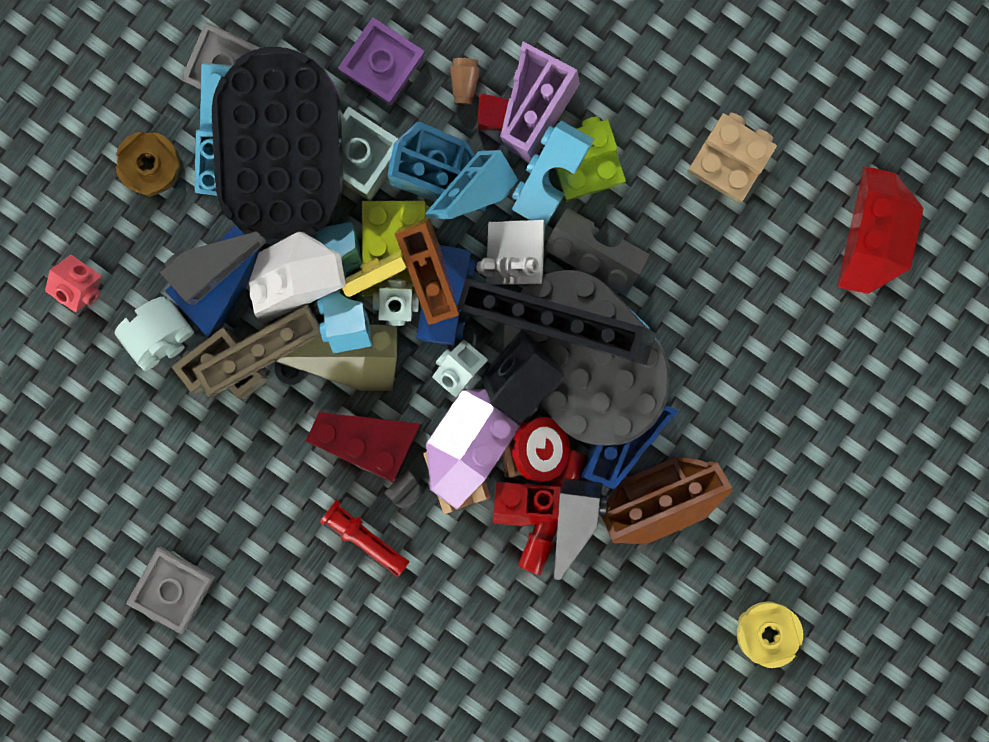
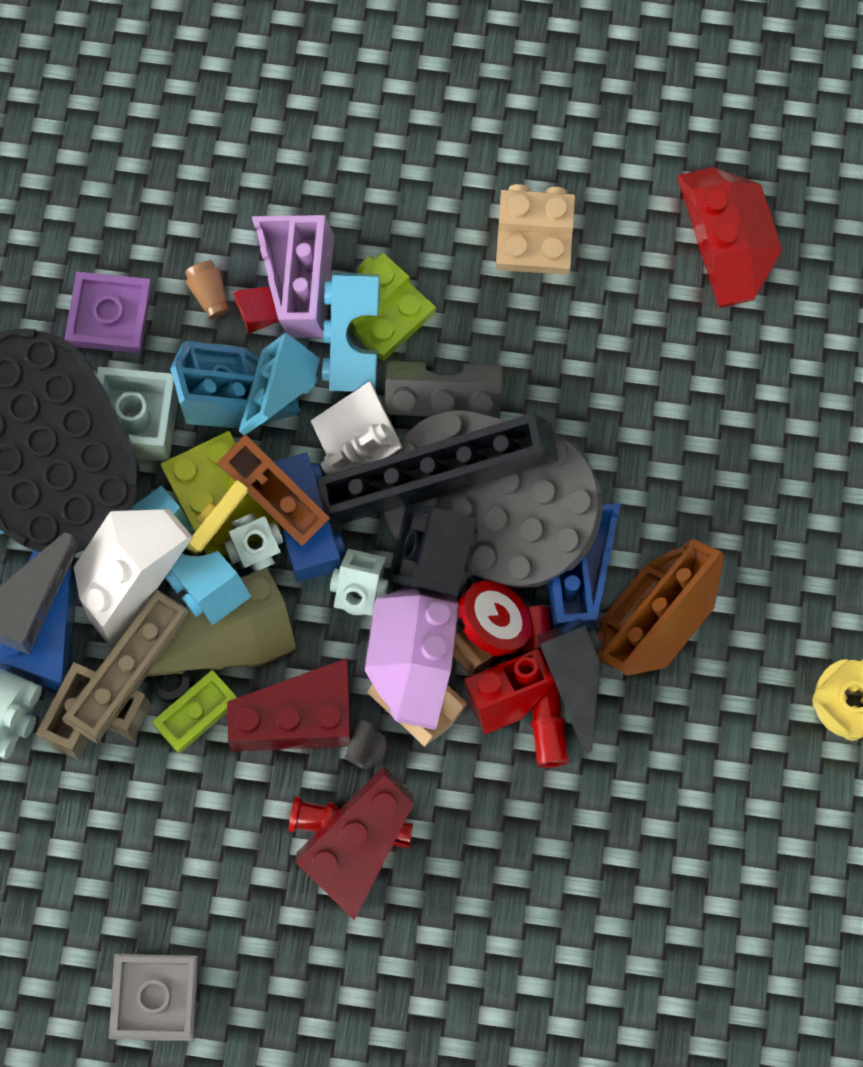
camera: 25 degrees left, 15 degrees down
(297, 401) = (194, 712): none -> lime plate
(359, 560) = (356, 841): none -> dark red wedge

